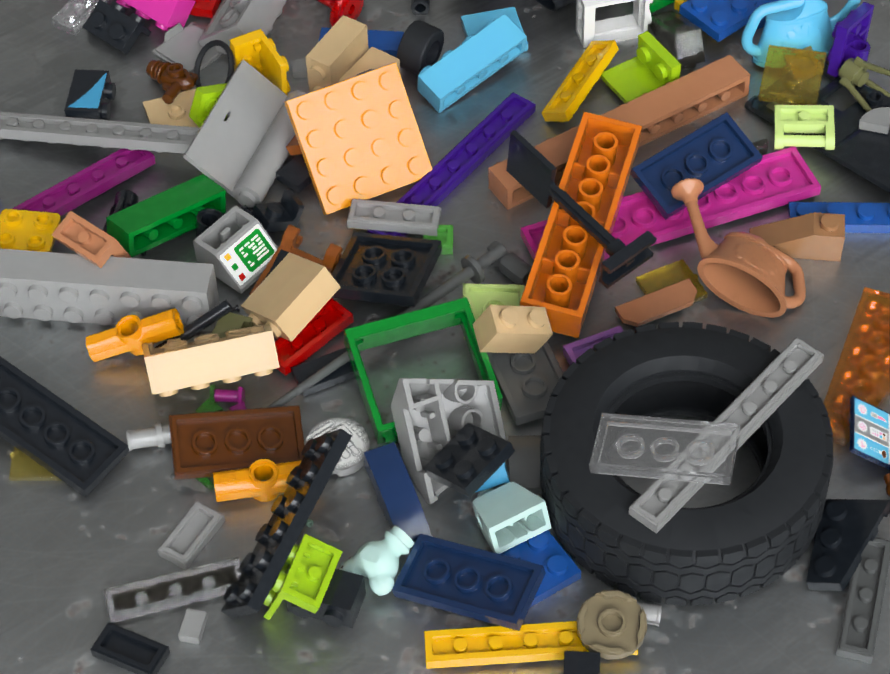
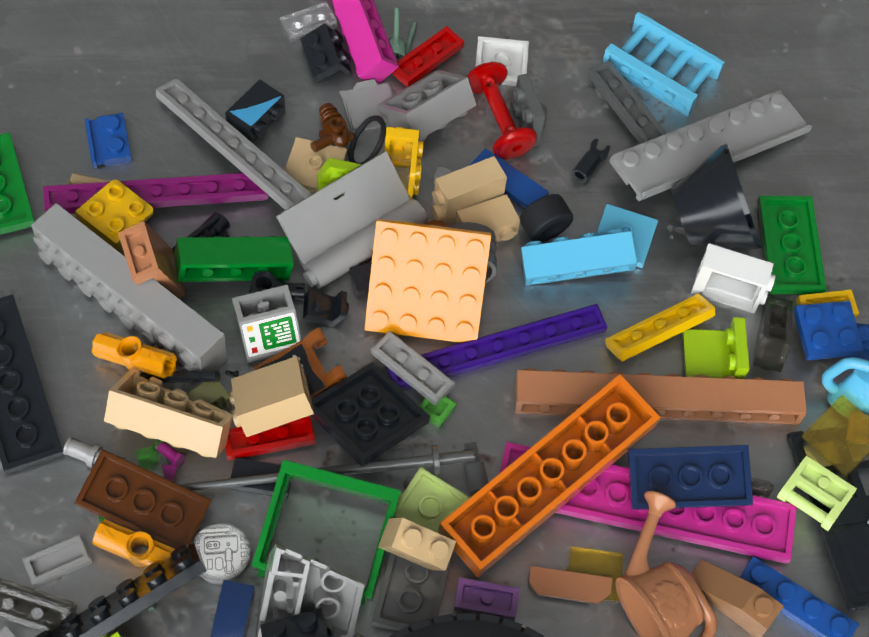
camera: 25 degrees right, 10 degrees up
(538, 177) = (554, 536): black piece -> none

